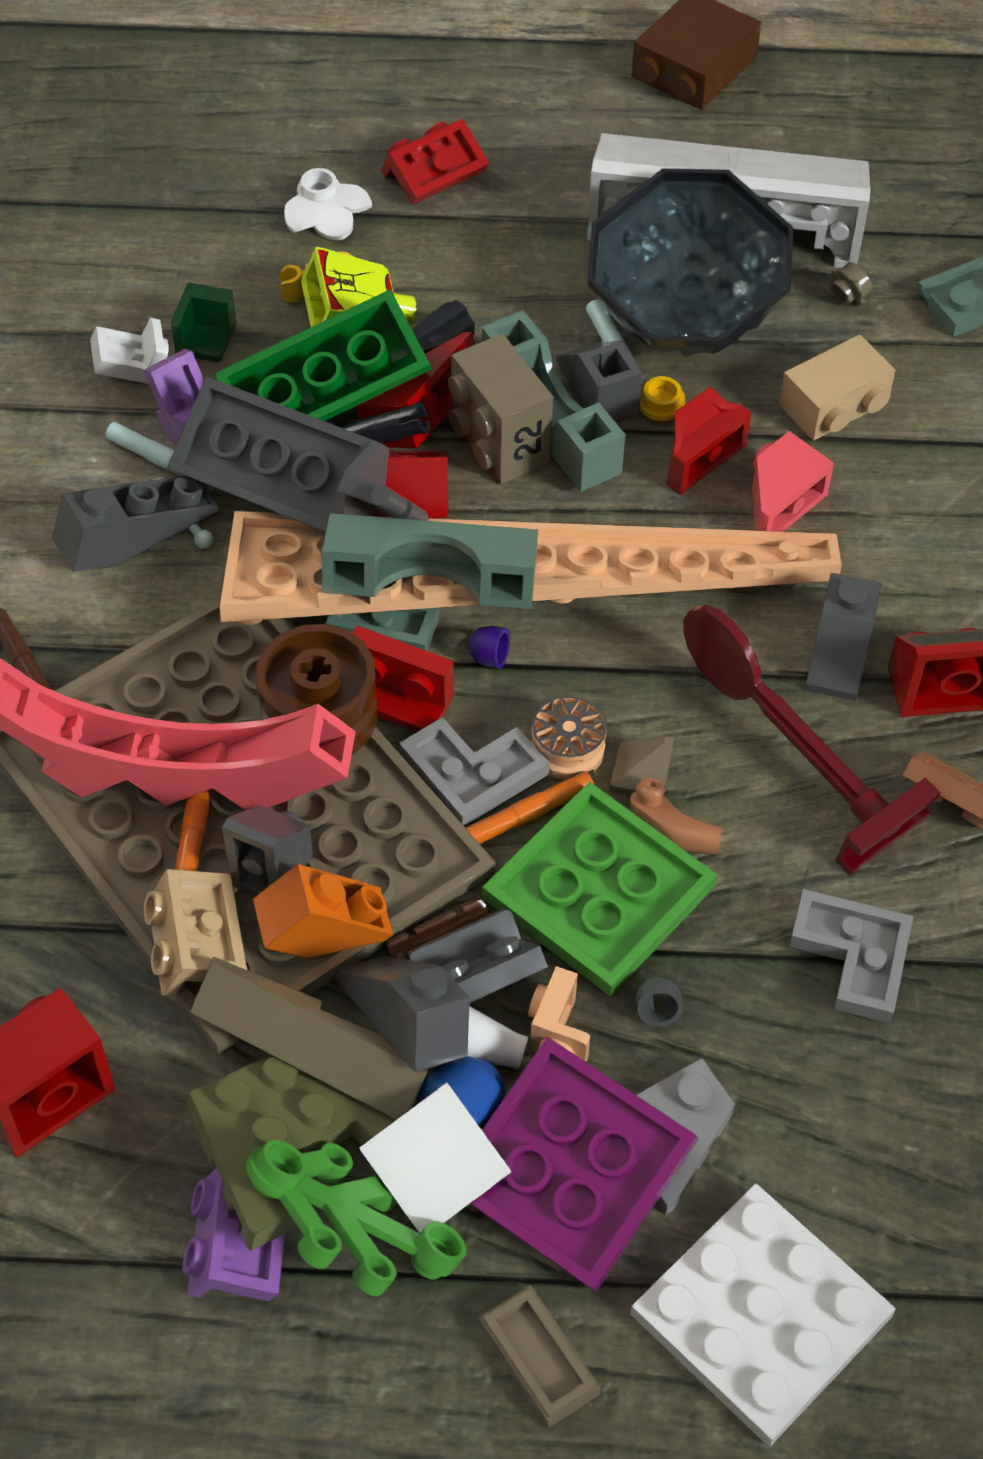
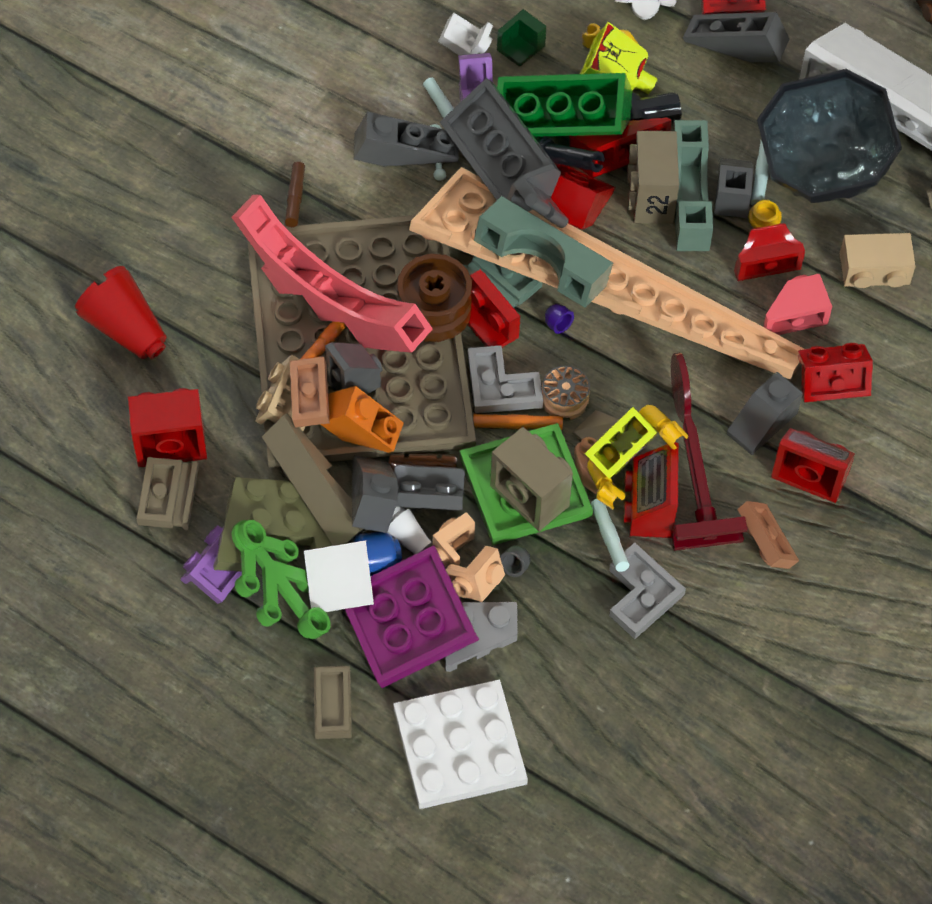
camera: 30 degrees right, 5 degrees up
(91, 1173) = (167, 493): none -> dark tan plate
(230, 908) = (309, 392): none -> nougat plate
(481, 204) = (740, 35): none -> dark grey slope
(623, 869) = (531, 478): none -> dark tan brick
(634, 1045) = (479, 577): none -> light nougat bracket
(710, 756) = (623, 443): none -> torso
(766, 898) = (610, 535): none -> light aqua piece
(786, 805) = (653, 493): none -> red slope
(893, 540) = (835, 372): none -> red bracket

